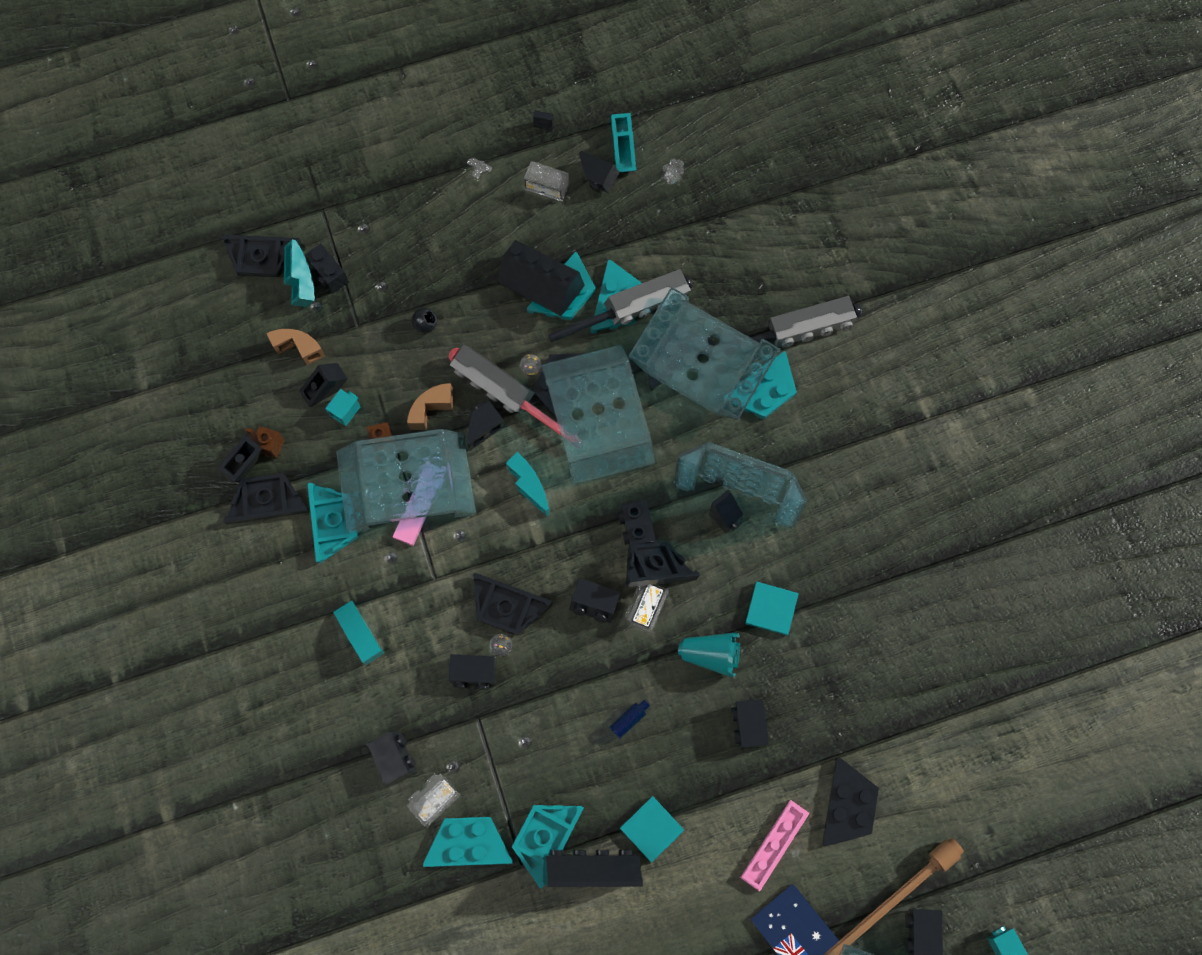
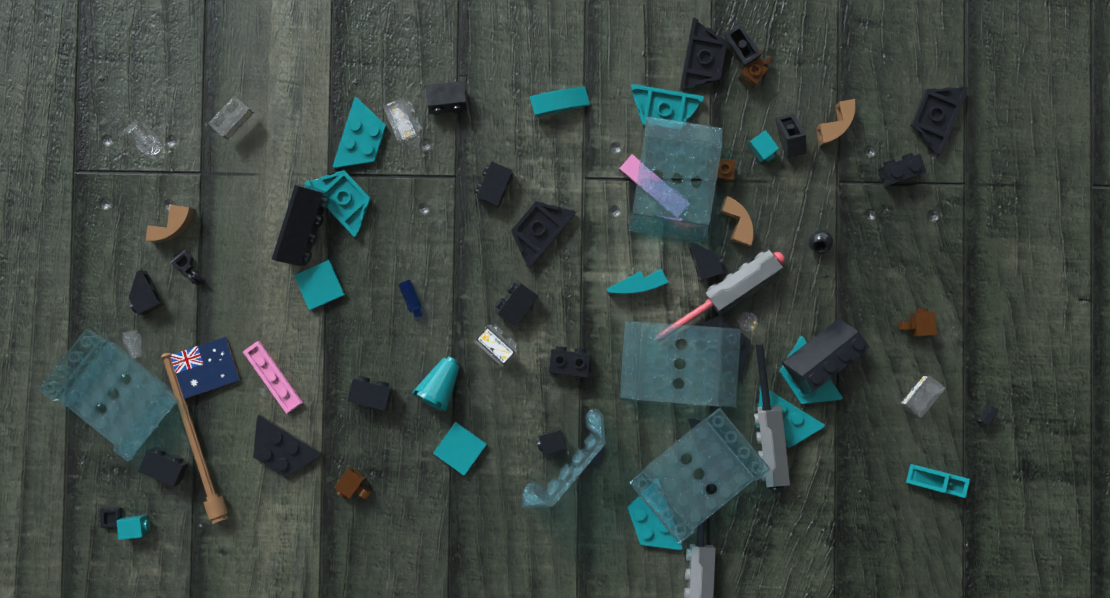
camera: 105 degrees right, 15 degrees up
(298, 275) = (903, 142): teal slope -> none
(475, 204) = (920, 323): none -> reddish brown brick
(478, 166) = (960, 339): clear plant -> none
(501, 645) = (508, 214): clear tile -> none
(598, 172) = (914, 446): black slope -> none
(656, 565) = (527, 364): black wing -> none
(673, 171) = (893, 516): clear plant -> none
(855, 711) = (351, 483): none -> reddish brown brick

